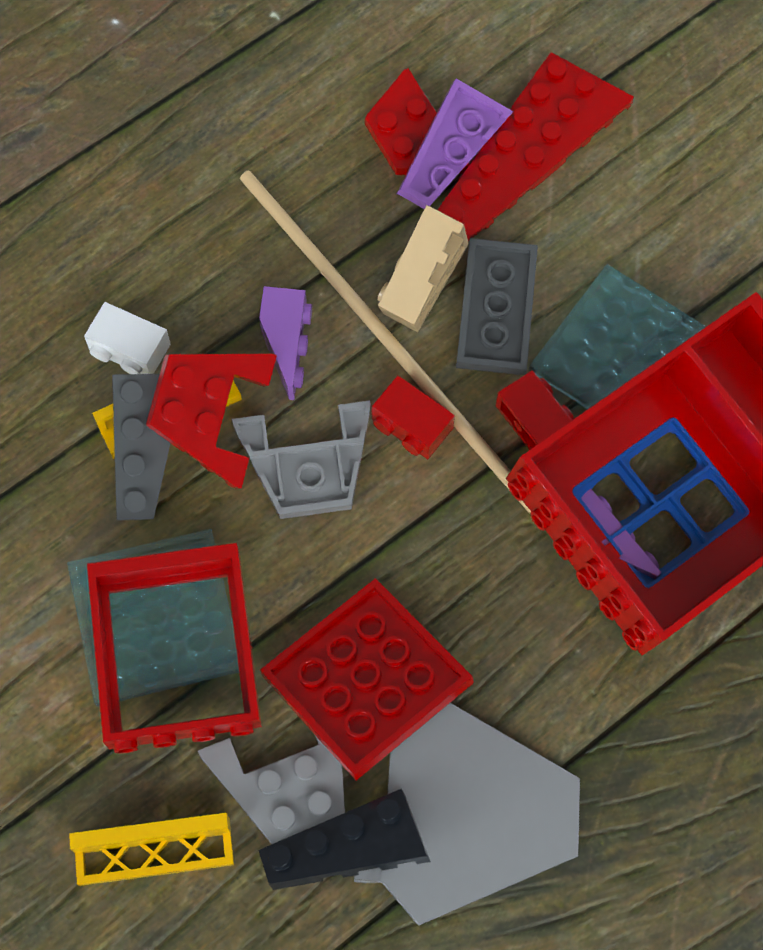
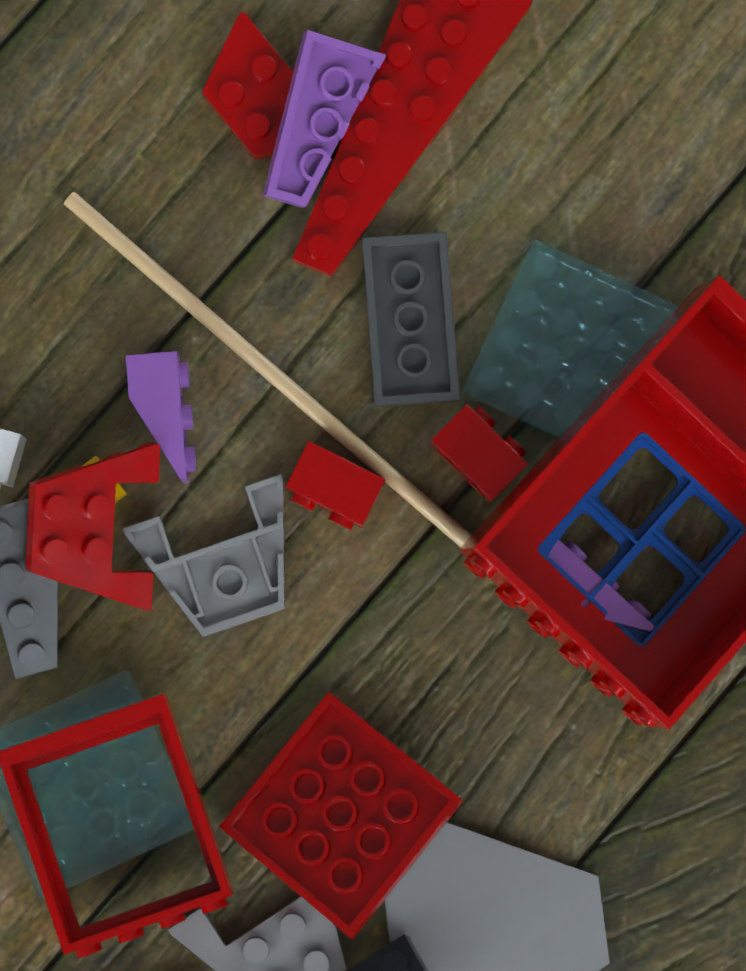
camera: 15 degrees left, 15 degrees up
(423, 268) = (312, 299): tan wedge -> none

